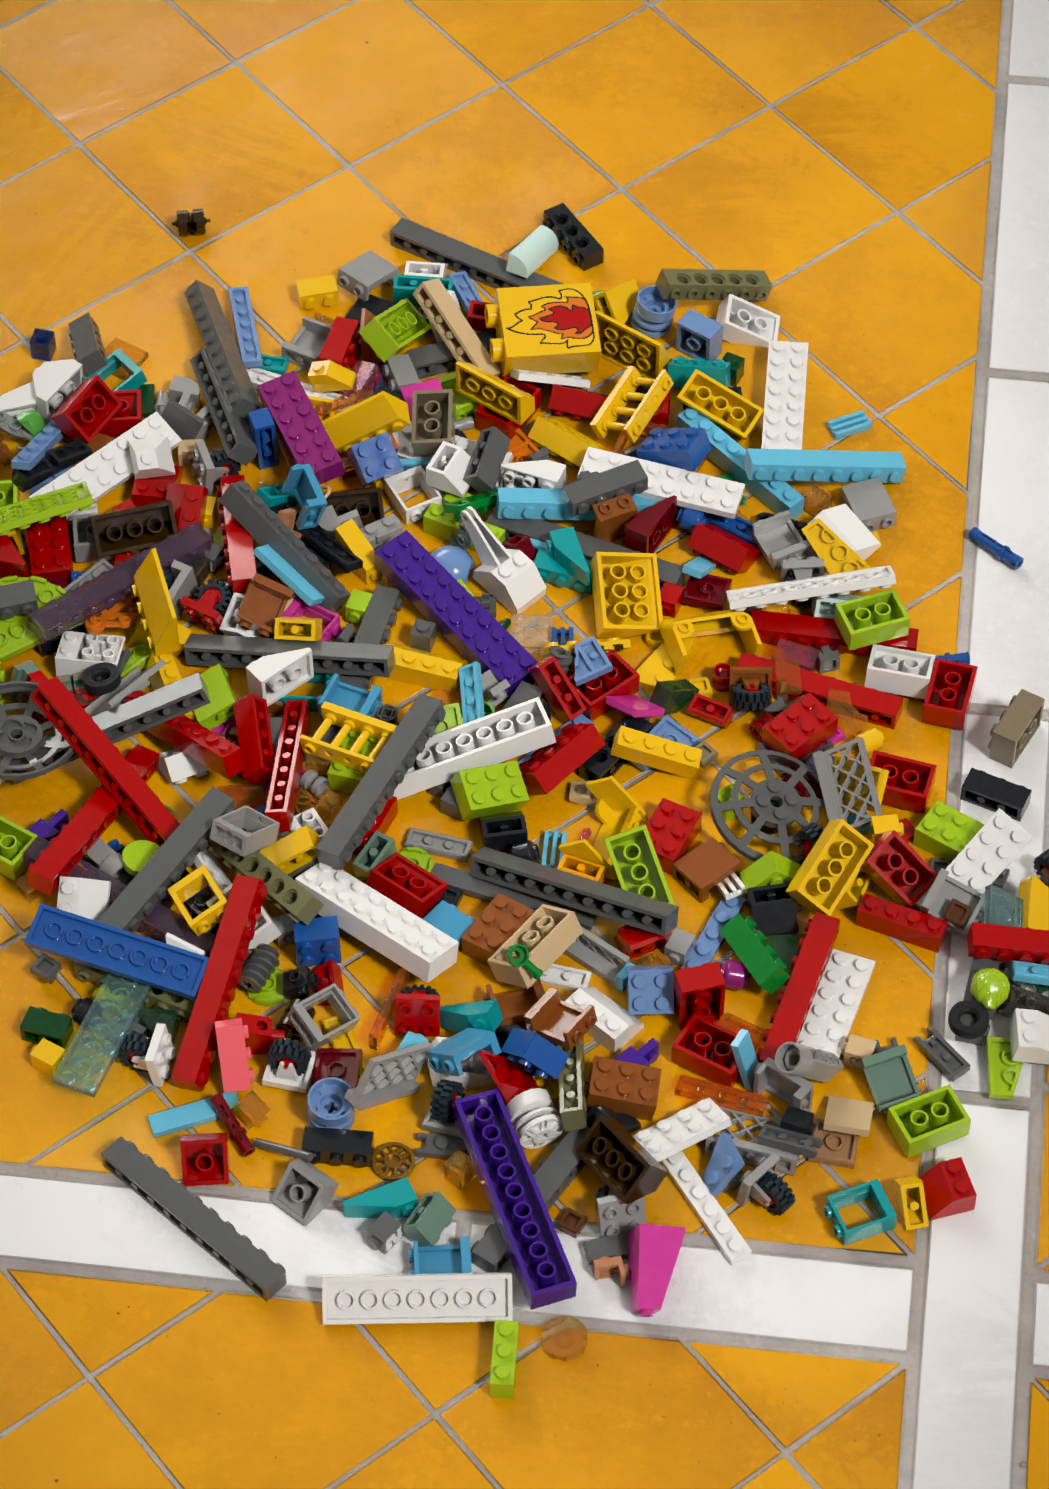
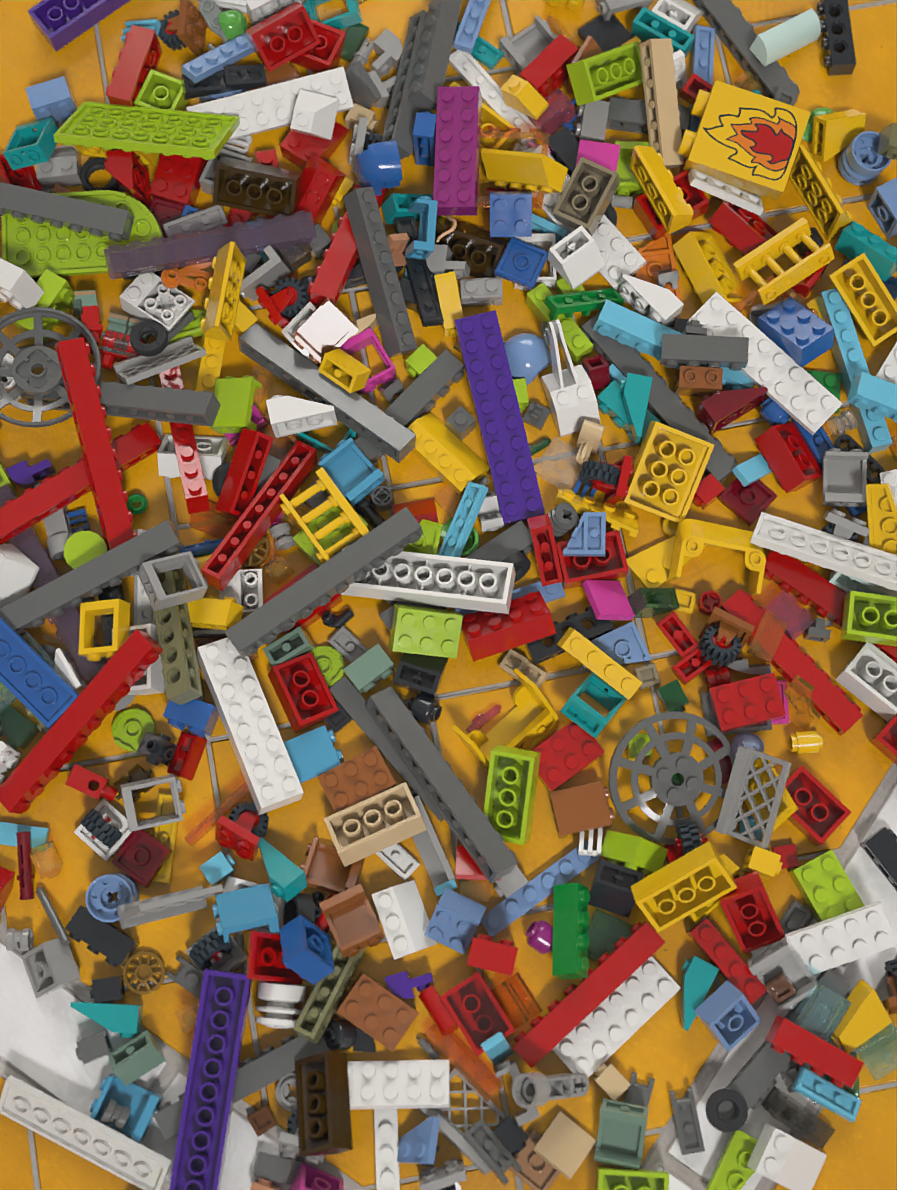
camera: 30 degrees right, 25 degrees up
(234, 465) = (379, 166): none -> blue brick
(234, 1055) = (53, 803): coral brick -> none
(259, 968) = (126, 718): dark grey piece -> none
(262, 1183) = (19, 939): none -> light grey wheel
(288, 575) = (368, 305): medium azure tile -> none
(368, 1180) = (108, 989): none -> black brick
(403, 827) = (337, 621): none -> black arm
(405, 496) = (521, 263): none -> blue tile
(434, 1266) = (115, 1114): none -> dark grey wheel
(456, 843) = (369, 669): none -> sand green brick
(487, 459) = (614, 262): dark grey brick -> none
(522, 959) = (343, 848): green bar -> none
(544, 598) = (588, 440): none -> tan beam
(555, 836) = (466, 698): medium azure tile -> none
(578, 617) = (608, 478): none -> plate
(581, 1180) = (282, 1091): none -> light grey gear
(582, 868) = (462, 759): light orange brick -> none
(665, 786) = (585, 715): none -> teal window
(677, 1063) = (438, 1011): none -> red brick
(683, 1102) = (428, 1048): none -> light grey piece
(731, 750) = (672, 697): none -> dark green brick
(737, 726) = (690, 666): none -> red brick
(754, 505) = (842, 423): none -> clear wheel
(885, 951) = (695, 985): none -> teal slope
(926, 954) = (727, 1015): none -> medium blue brick
(990, 987) = (763, 1090): lime hair -> none

